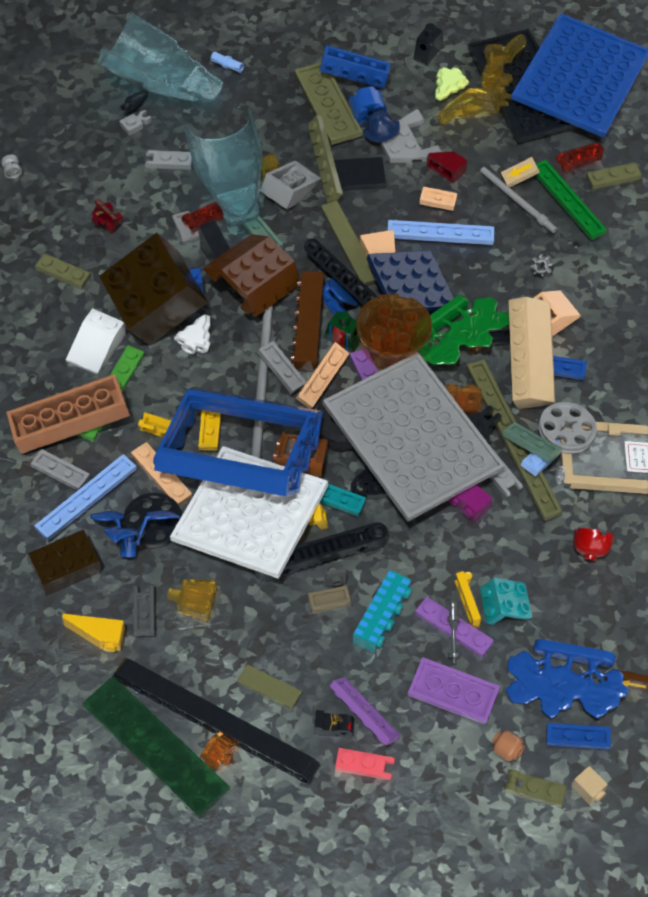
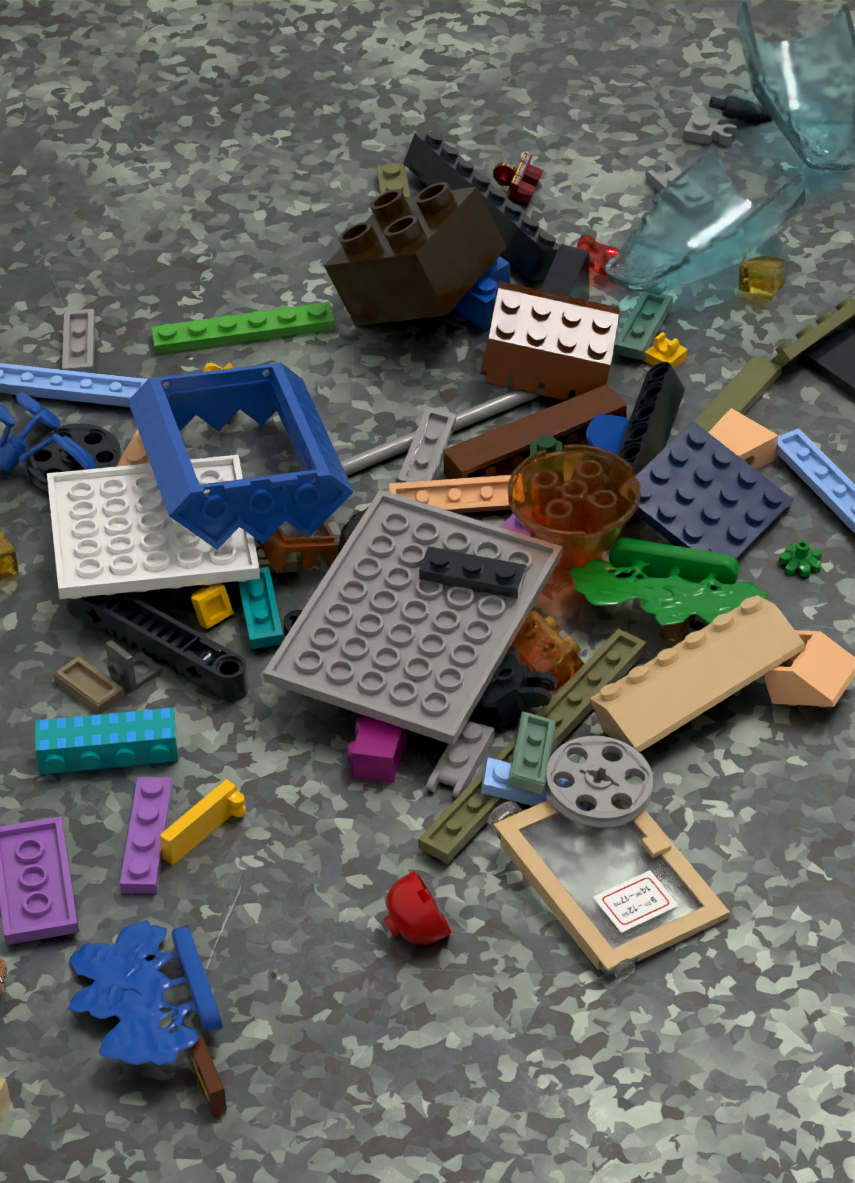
camera: 60 degrees right, 15 degrees down
(11, 166) = (511, 69): light grey wheel -> none
(67, 414) = (159, 295): nougat brick -> none
(96, 341) = (300, 273): white slope -> none
(108, 240) = (527, 244): none -> black brick
(195, 336) = (405, 351): white rock -> none
(209, 431) = (257, 439): yellow plate -> none
(288, 236) = (666, 350): none -> yellow tile
(289, 184) = (756, 306): light grey slope -> none
(410, 396) = (472, 572): none -> black plate
(453, 619) = (145, 814): dark grey piece -> none
(468, 272) = (801, 558): none -> green plant
(503, 599) = (236, 866): teal bracket -> none
(569, 368) = (725, 740): blue plate -> none
(578, 736) = (61, 1056): blue plate -> none

